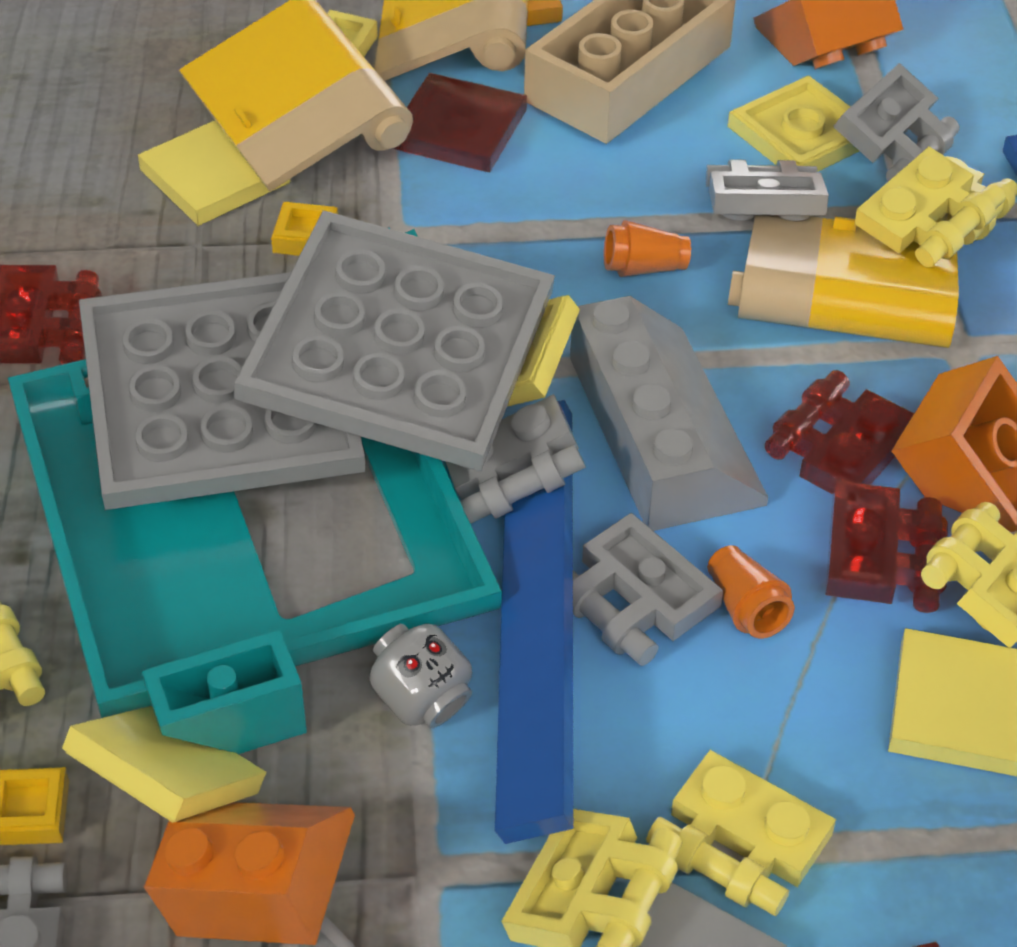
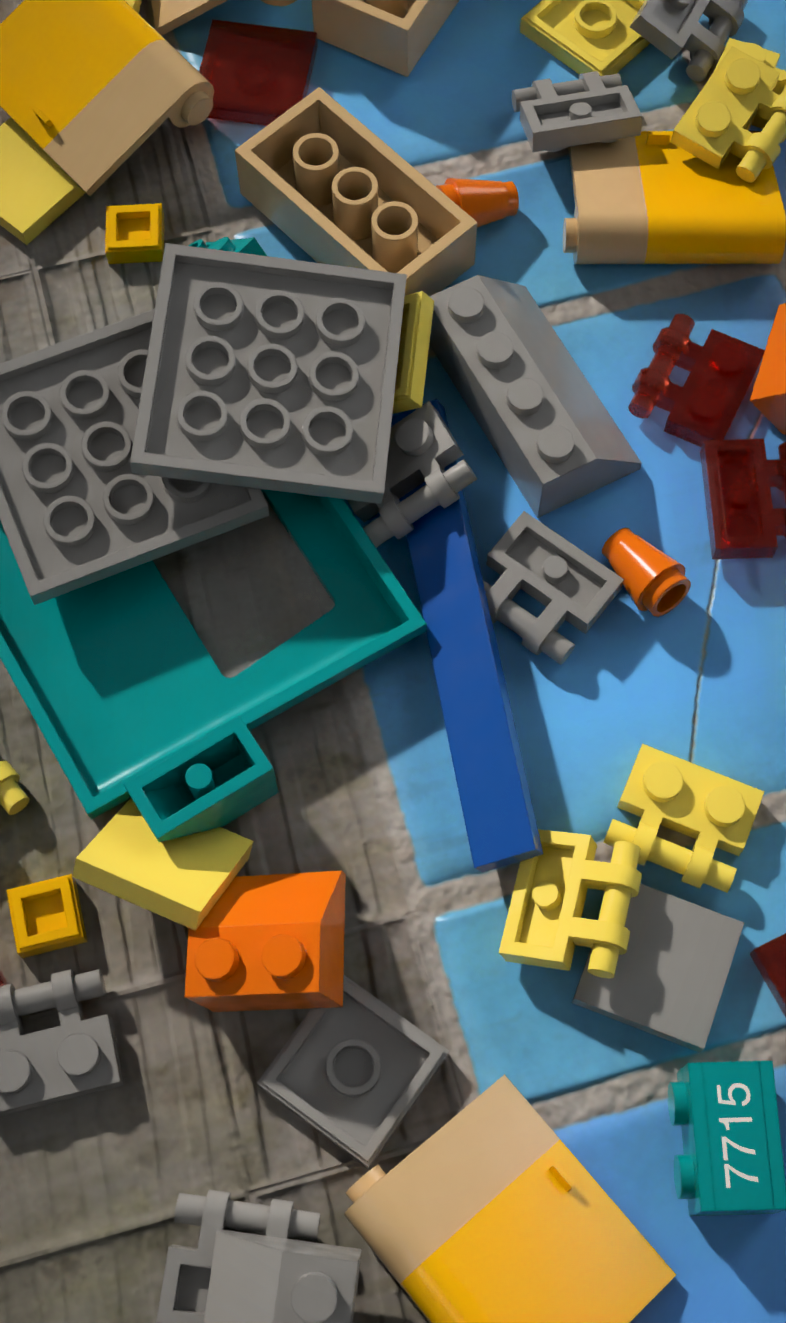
camera: 10 degrees left, 20 degrees up
(420, 675) = (370, 720): light grey head -> none
(517, 207) = (353, 197): none -> tan brick

